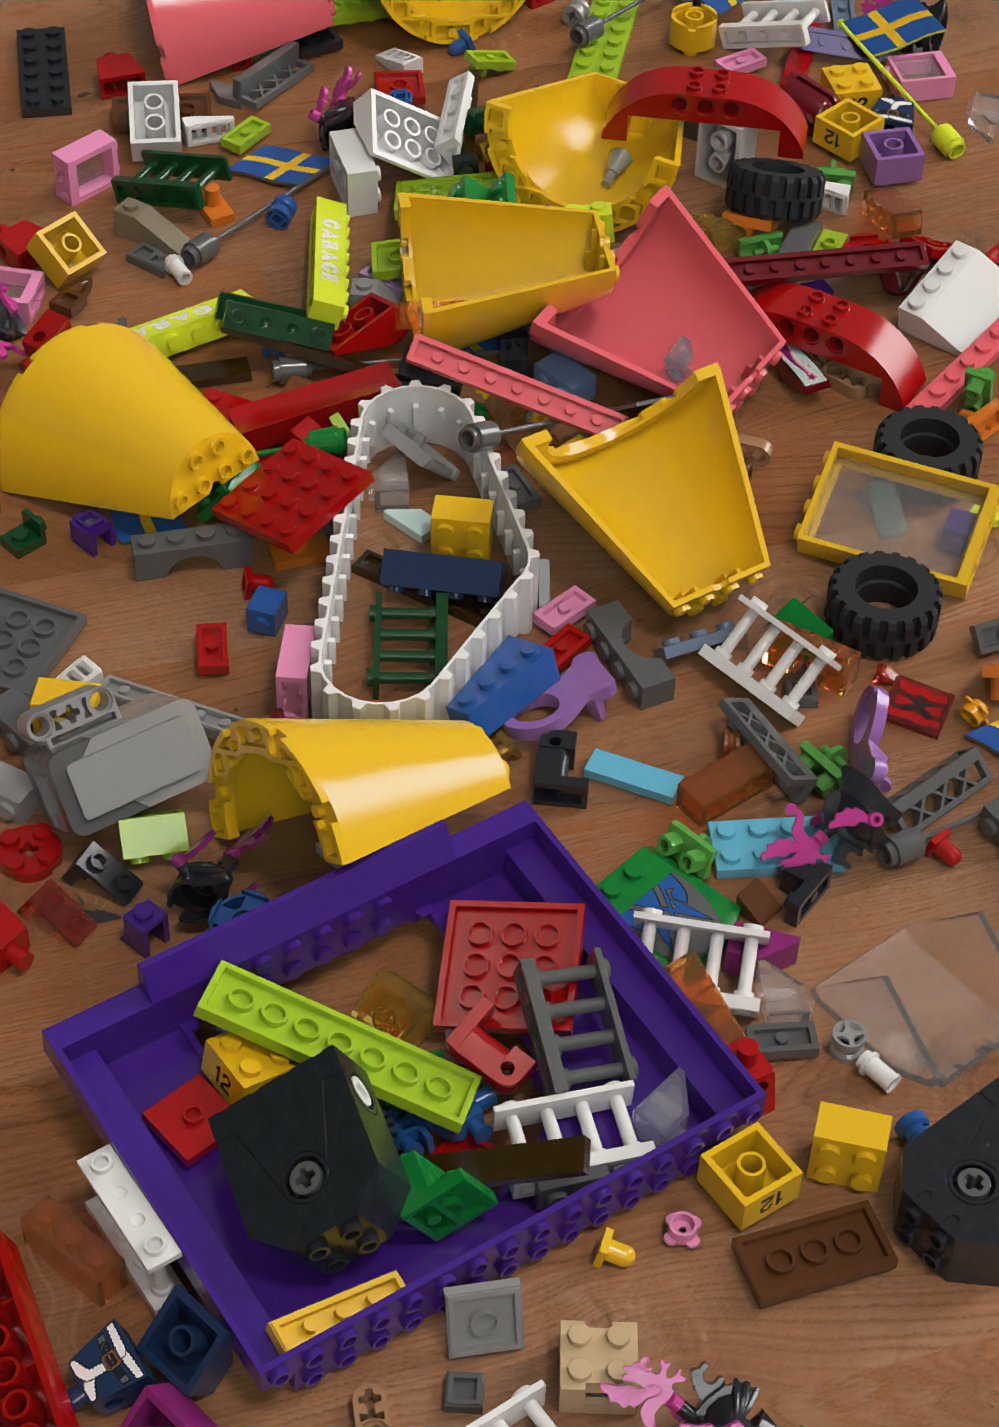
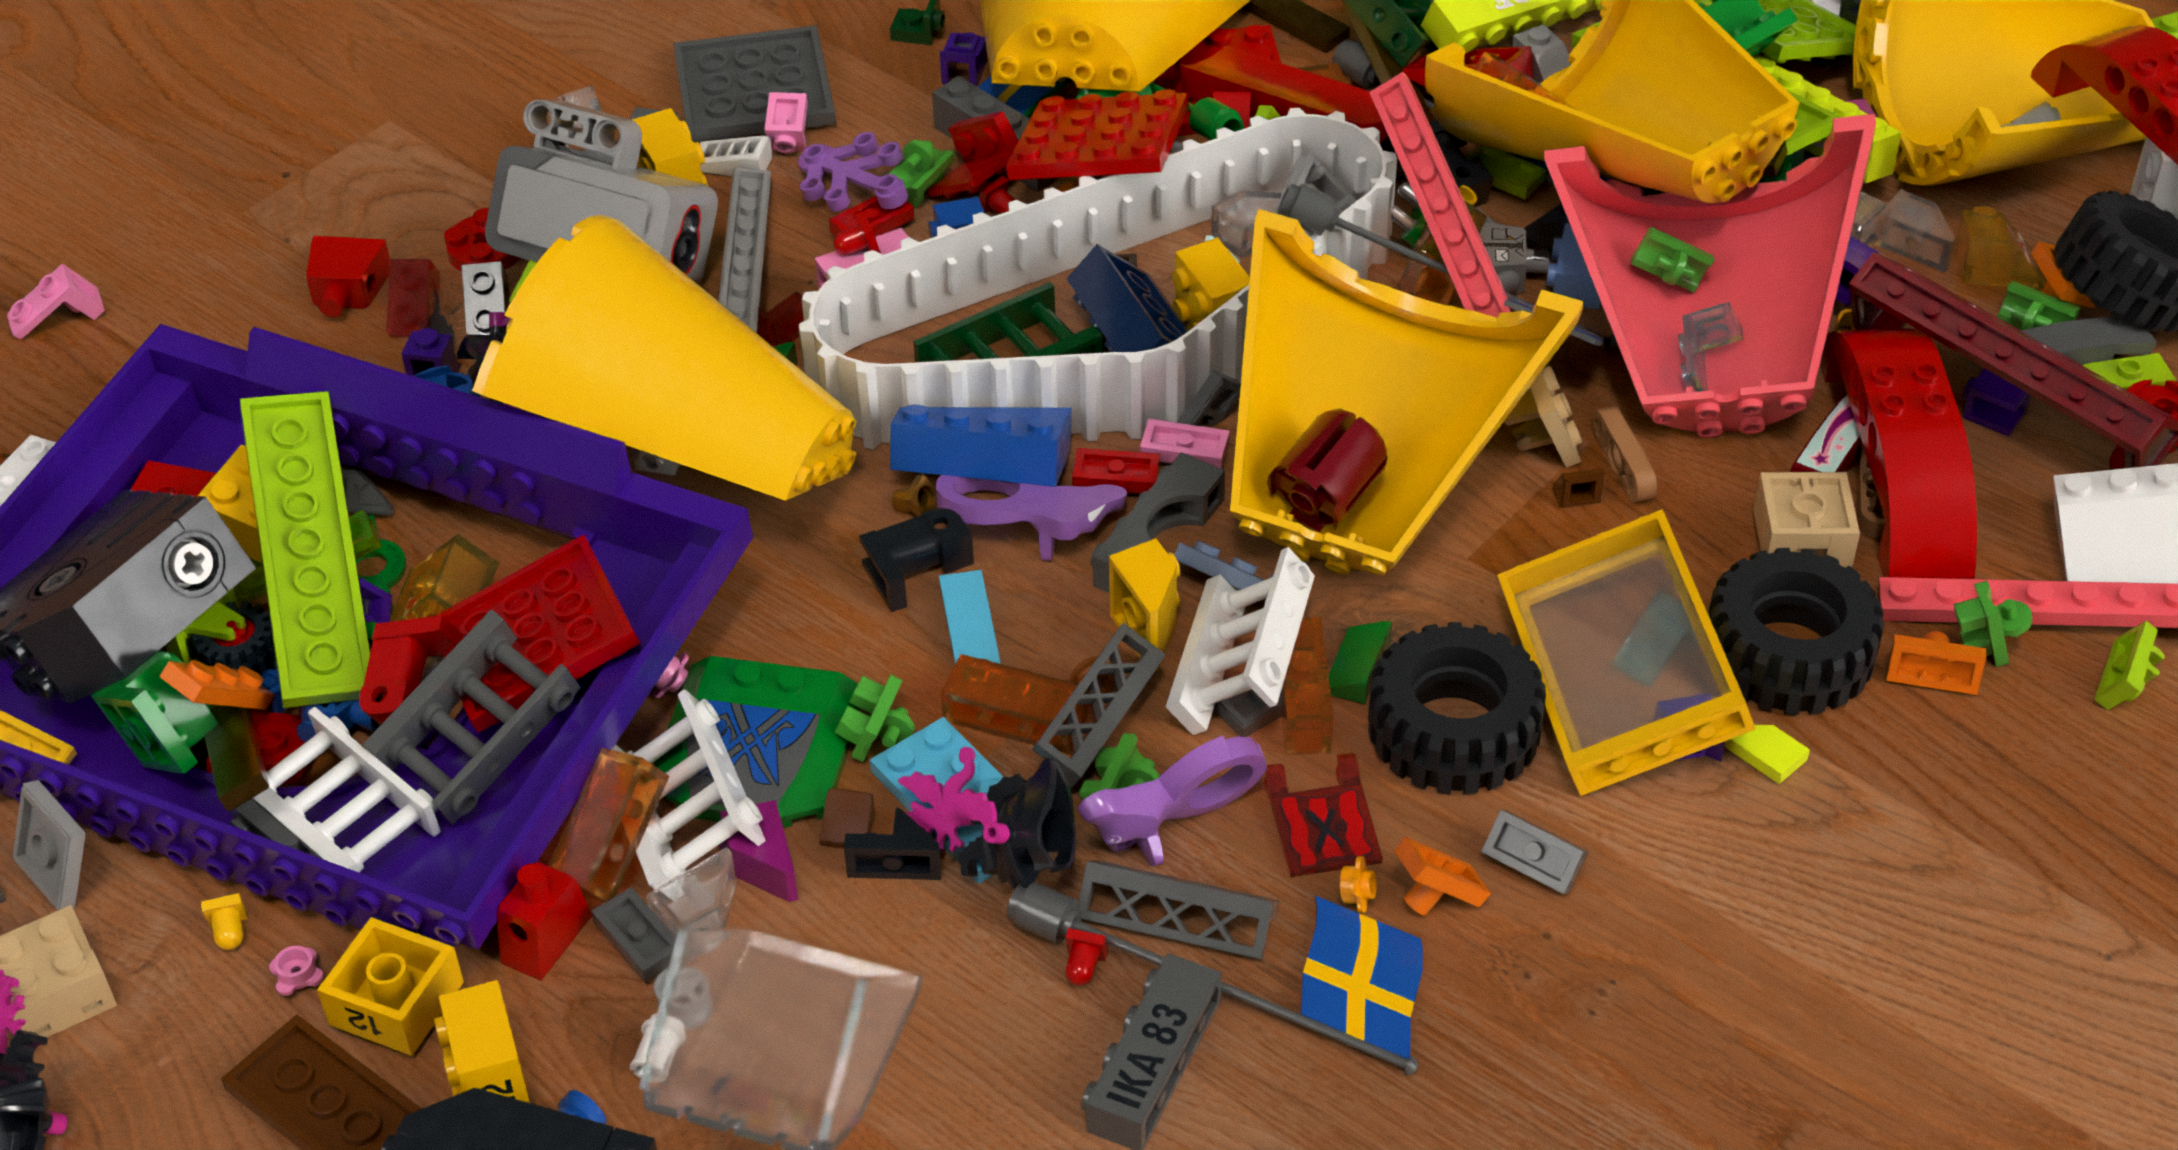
camera: 60 degrees right, 0 degrees up
(76, 637) = (786, 121): none -> bright pink bracket
(160, 634) = (821, 160): none -> medium lavender plant
(194, 602) = (921, 168): none -> bright green hips
(216, 568) = (985, 147): none -> red bracket
(287, 642) = (856, 238): none -> red piece
(439, 1145) = (218, 684): none -> orange plate
(615, 338) = (1671, 259): none -> bright green hips
(663, 1112) = (422, 859): clear slope -> none
(675, 551) = (1329, 469): none -> dark red cylinder
(702, 682) = (1145, 592): none -> yellow slope
(849, 408) = (1807, 513): none -> tan piece

